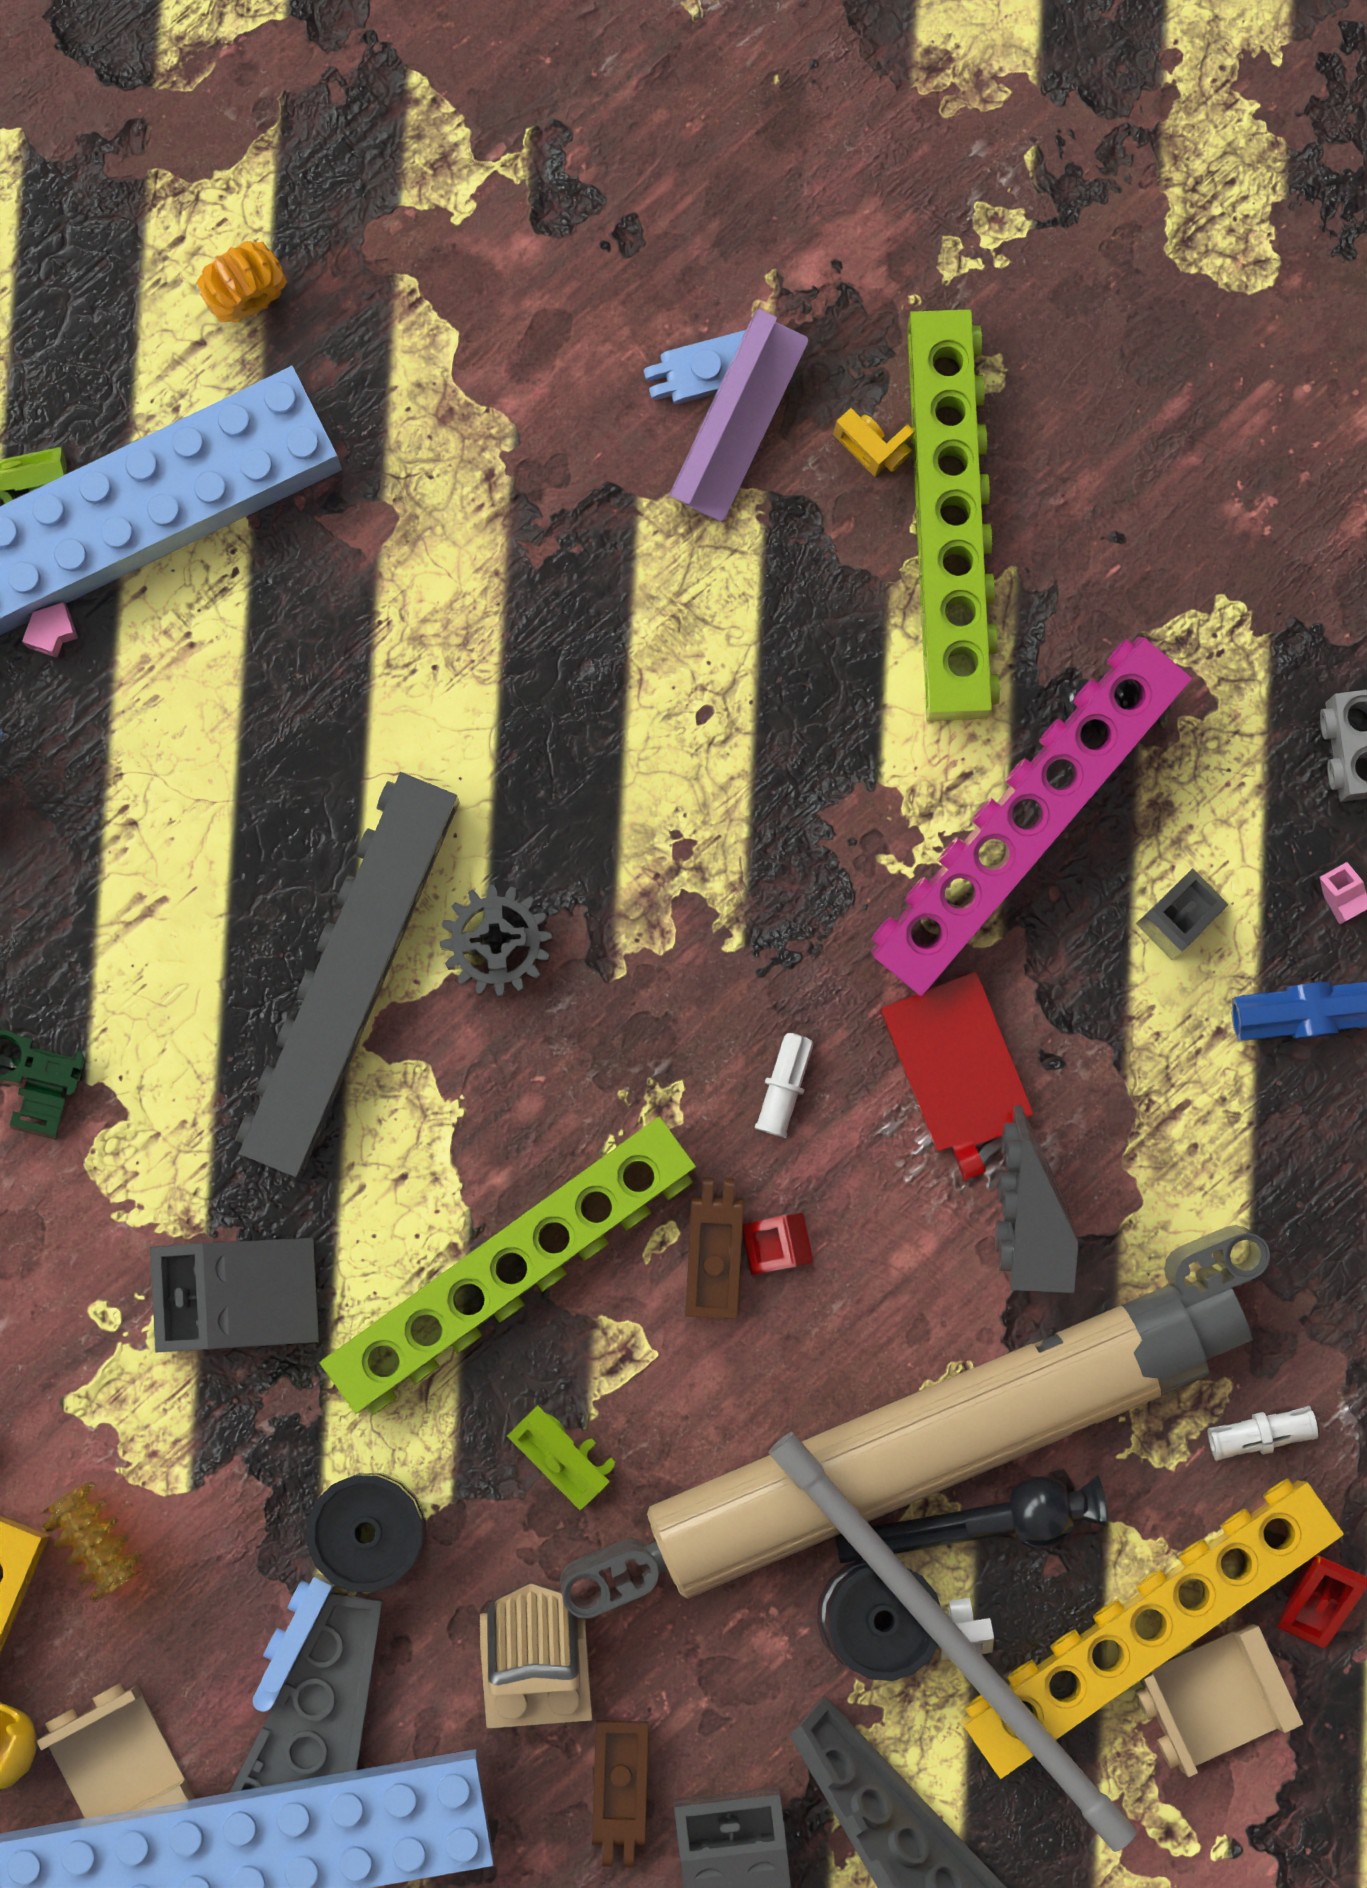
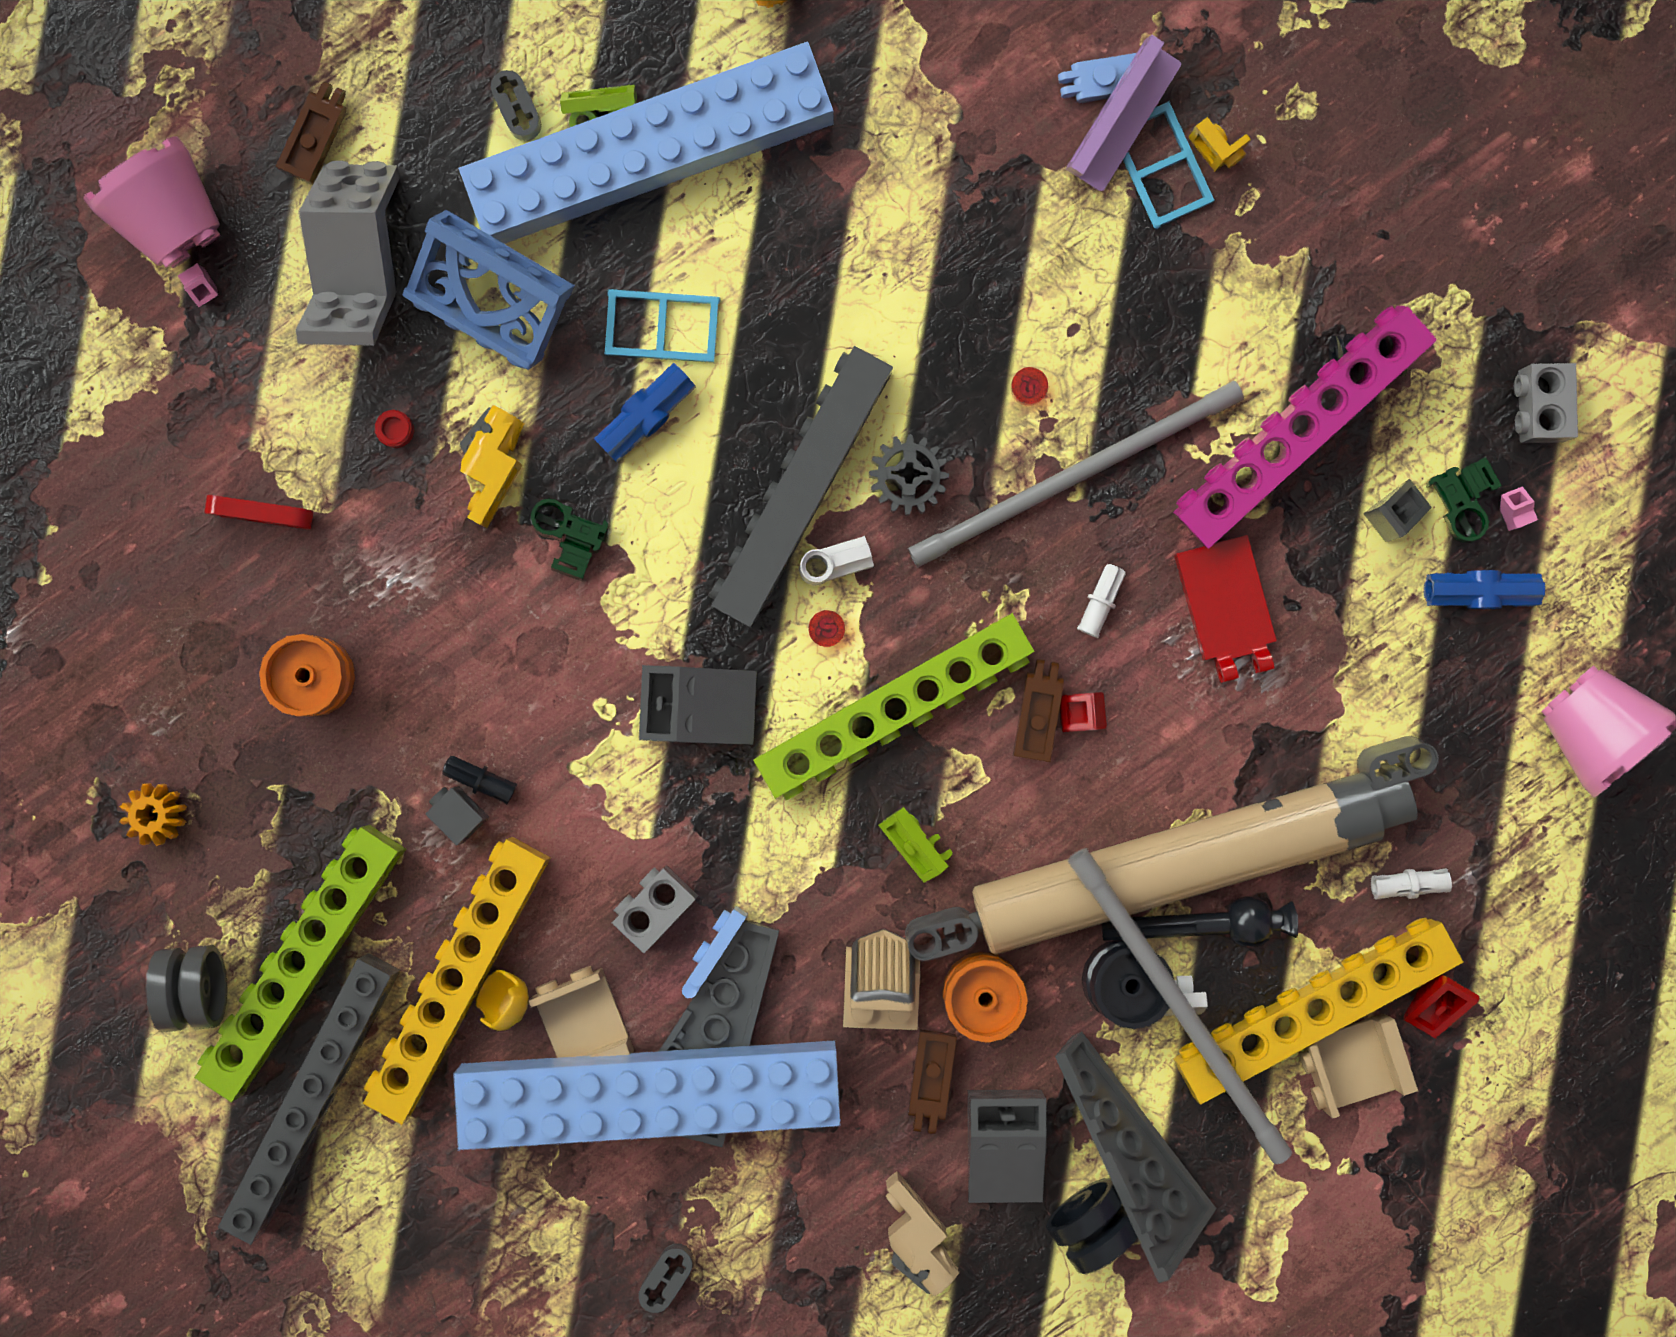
camera: 10 degrees right, 5 degrees up
(49, 629) = (613, 216): bright pink piece -> none
(91, 1541) = (580, 866): clear yellow piece -> none
(120, 895) = (645, 412): none -> blue piece
(133, 809) = (659, 353): none -> medium azure window
(212, 1597) = (660, 914): none -> light grey brick
(335, 1532) = (774, 859): black wheel -> none
(405, 1167) = (826, 628): none -> clear red tile
(413, 1069) = (839, 560): none -> white piece
(552, 1030) = (1209, 405): none -> light grey piece
(651, 799) = (1029, 386): none -> clear red tile
(710, 1673) = (1003, 1008): none -> orange wheel
(831, 458) = (1187, 154): none -> medium azure window
(951, 336) = (1268, 73): lime brick -> none
(1037, 1230) = (1272, 724): dark grey slope -> none
(1265, 875) = (1461, 489): none -> dark green piece

